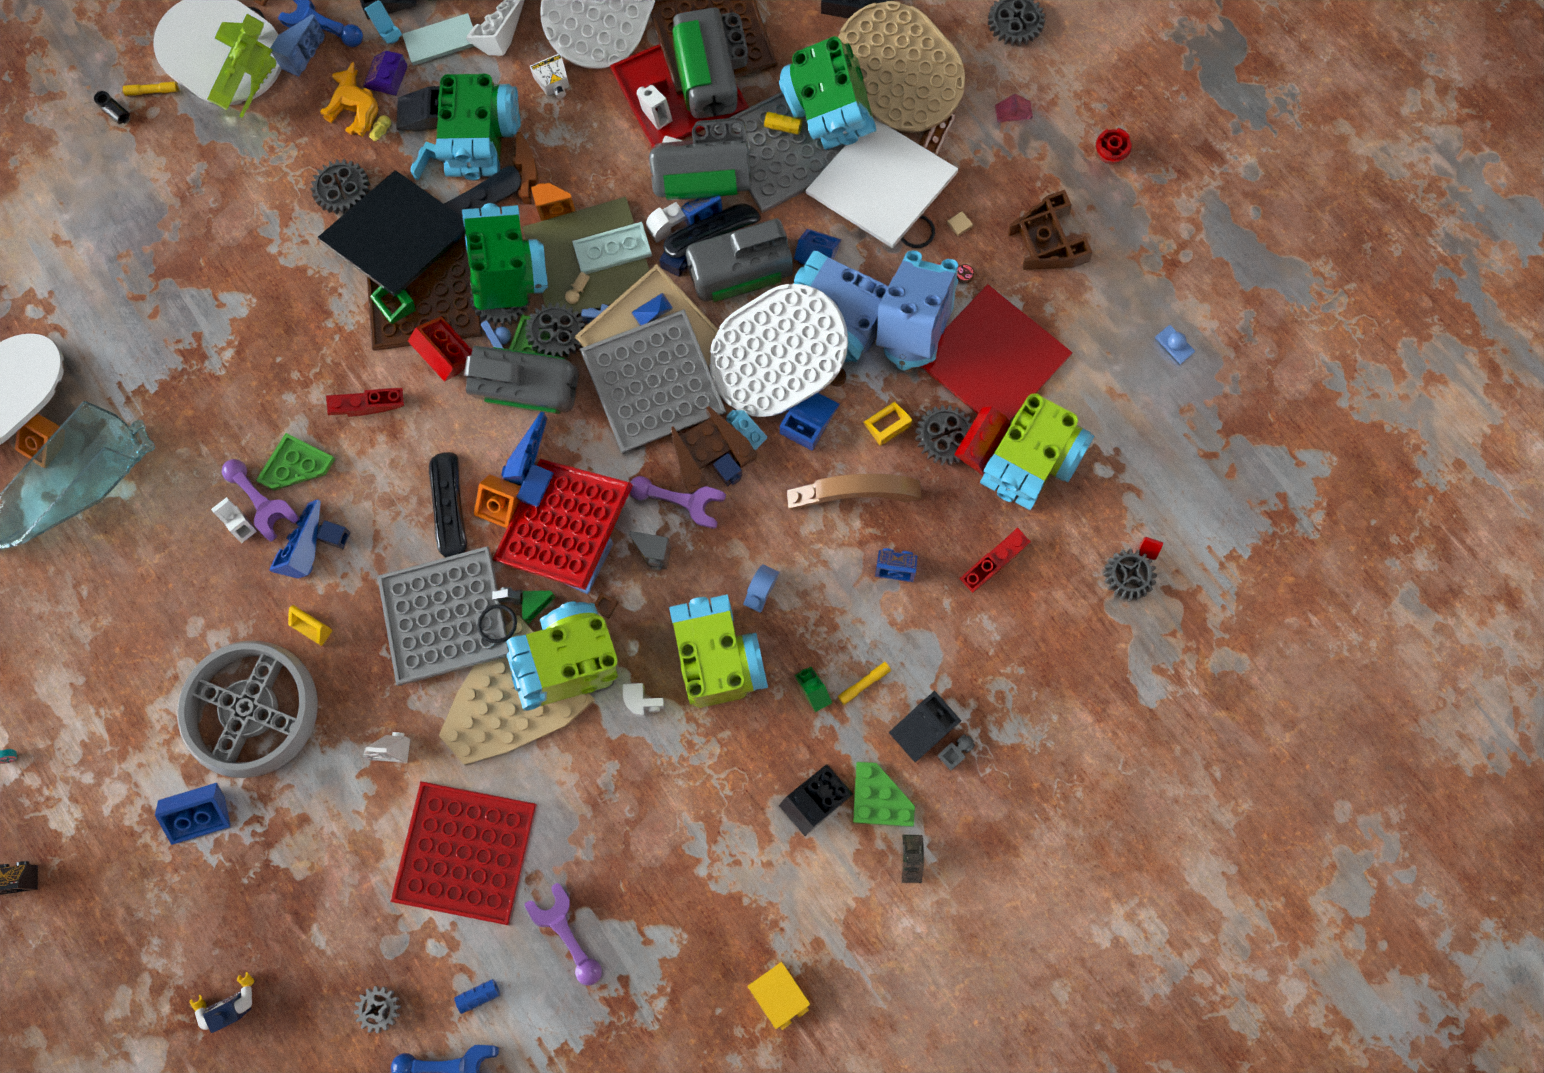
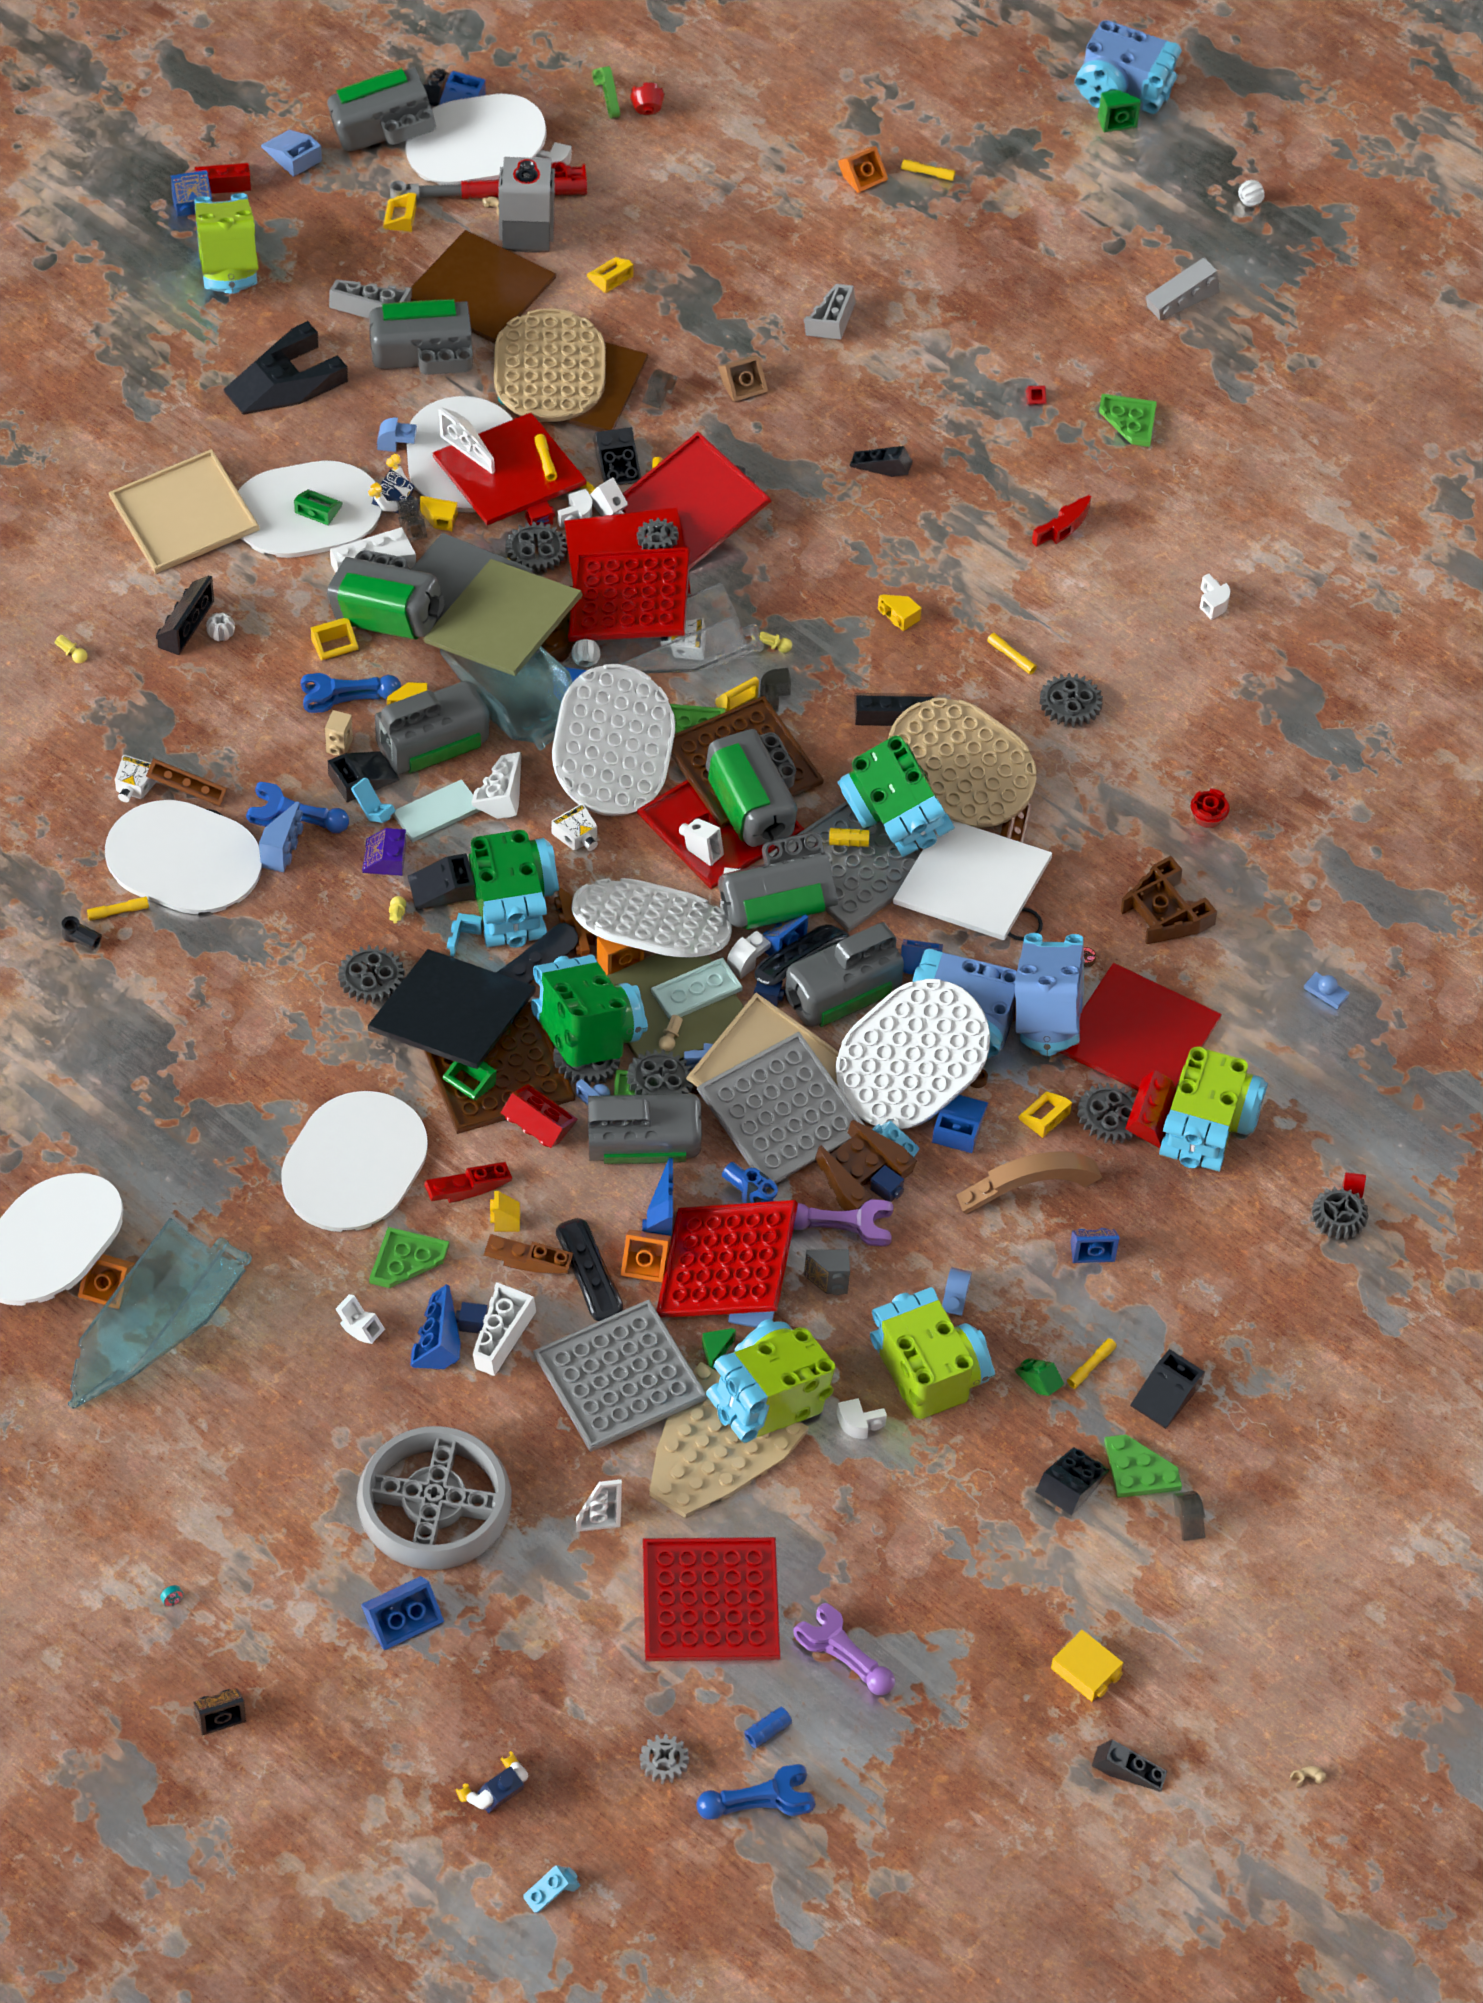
camera: 20 degrees left, 20 degrees down
(245, 56) = (238, 859): lime piece -> none
(267, 511) = (389, 1303): medium lavender piece -> none
(278, 362) = (354, 1161): none -> white tile
(308, 625) = (471, 1412): yellow tile -> none
(353, 551) = (503, 1325): none -> white wedge
(354, 99) = (358, 884): light orange animal -> none
(386, 438) = (504, 1213): none -> yellow slope
(396, 482) = (527, 1257): none -> dark orange slope
(506, 595) = (688, 1339): dark grey plate -> none
(507, 636) = (684, 1385): black piece -> none
(534, 485) = (684, 1230): blue slope -> none
(586, 175) = (651, 917): none -> white tile
(605, 452) = (750, 1182): none -> blue connector
(652, 309) = (762, 1038): blue slope -> none
(953, 755) = (1206, 1410): dark grey plate -> none
(959, 224) = (1066, 909): tan tile -> none
(995, 560) = (1197, 1222): red slope -> none
(1013, 109) = (1092, 788): clear pink slope -> none

